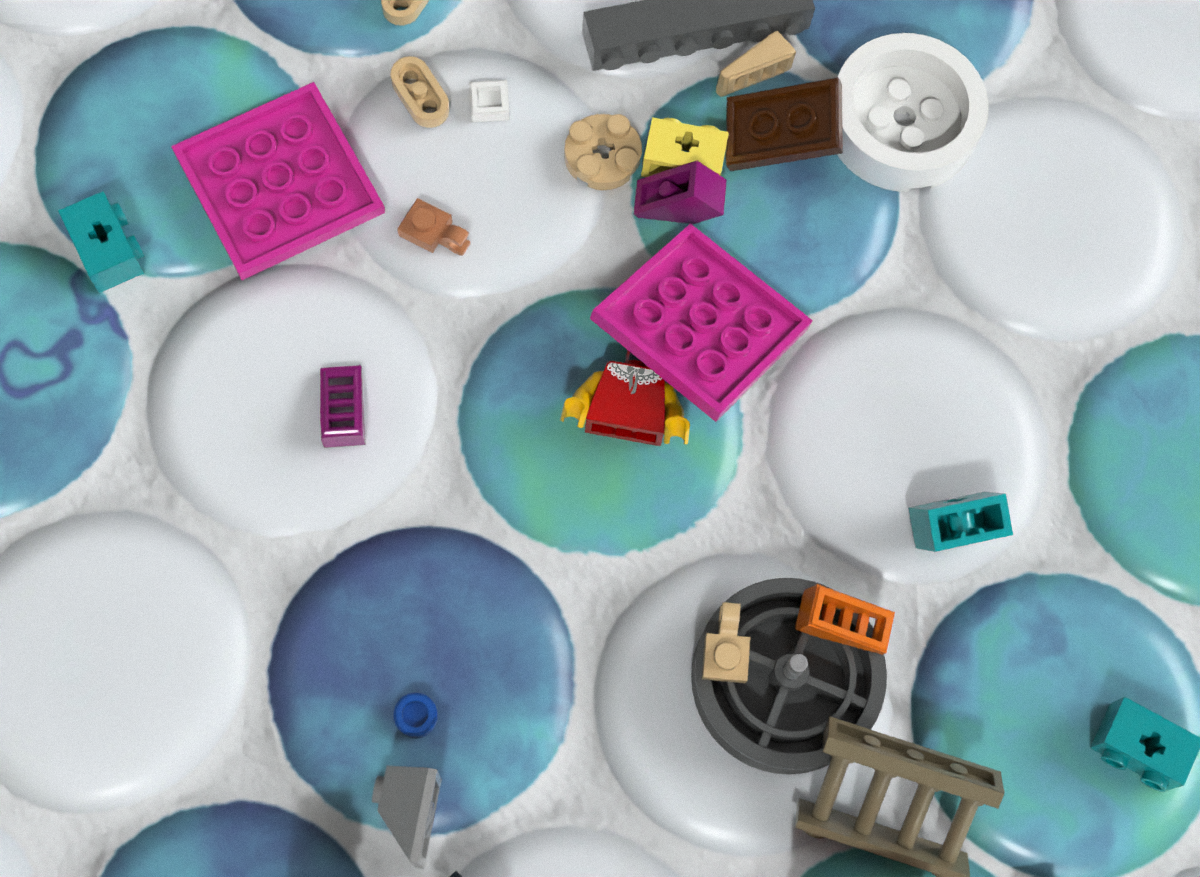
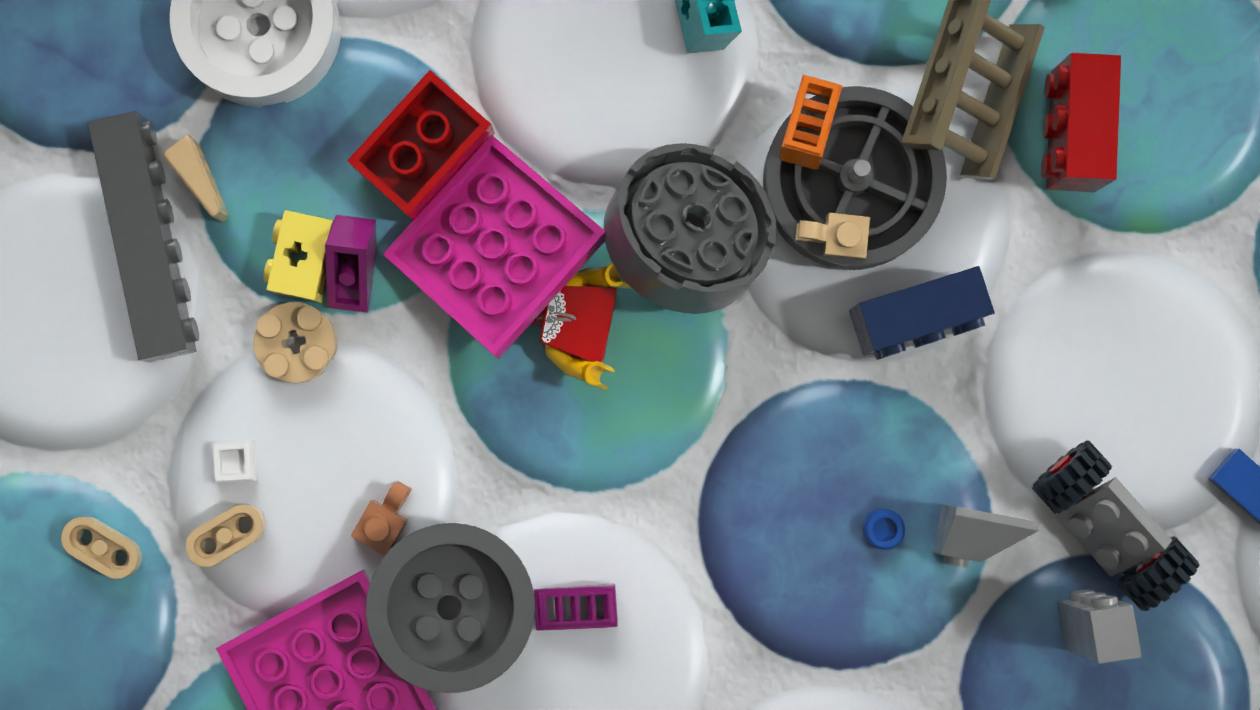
camera: 80 degrees left, 15 degrees up
(336, 238) = (493, 615): none -> dark grey brick
(646, 743) = (922, 313): none -> dark blue brick
(688, 491) = (673, 259): none -> dark grey brick
(784, 124) = (273, 151): reddish brown tile -> none
(798, 252) = (421, 145): none -> red brick

